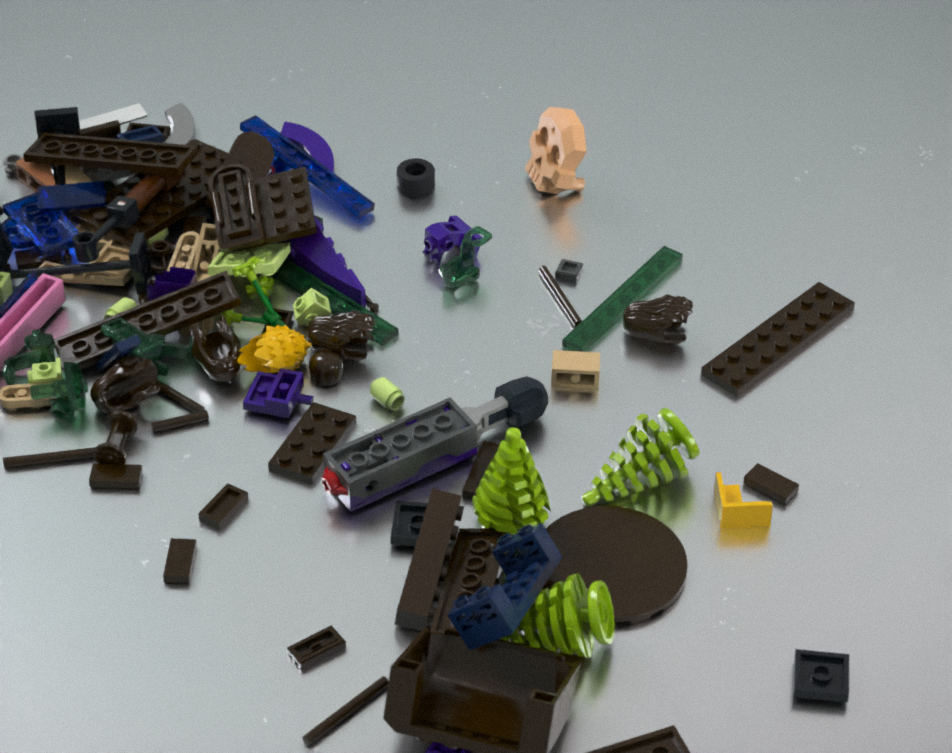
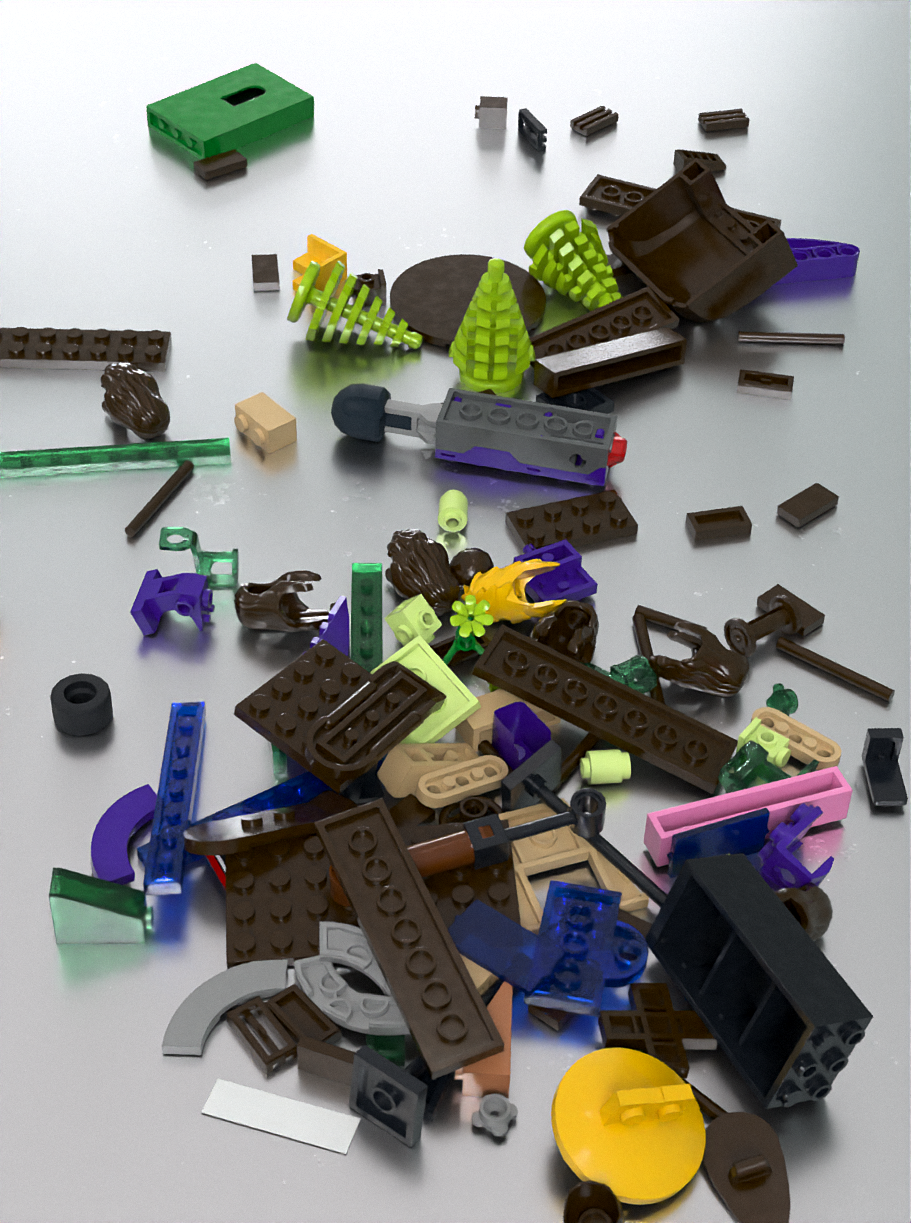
camera: 135 degrees left, 0 degrees up
(72, 387) = (765, 689): clear green piece -> none
(119, 350) = (689, 658): dark blue tile -> none
(120, 329) = (651, 683): clear green tile -> none
(148, 134) = (298, 1003): dark blue tile -> none
(275, 105) = (97, 910): none -> clear green slope
(389, 270) = (278, 605): none -> dark brown hair
(497, 611) = (601, 276): dark blue plate -> none
(569, 270) = (110, 514): dark grey tile -> none
(683, 509) = (377, 286): none -> dark brown brick
(821, 675) = (439, 169): black plate -> none

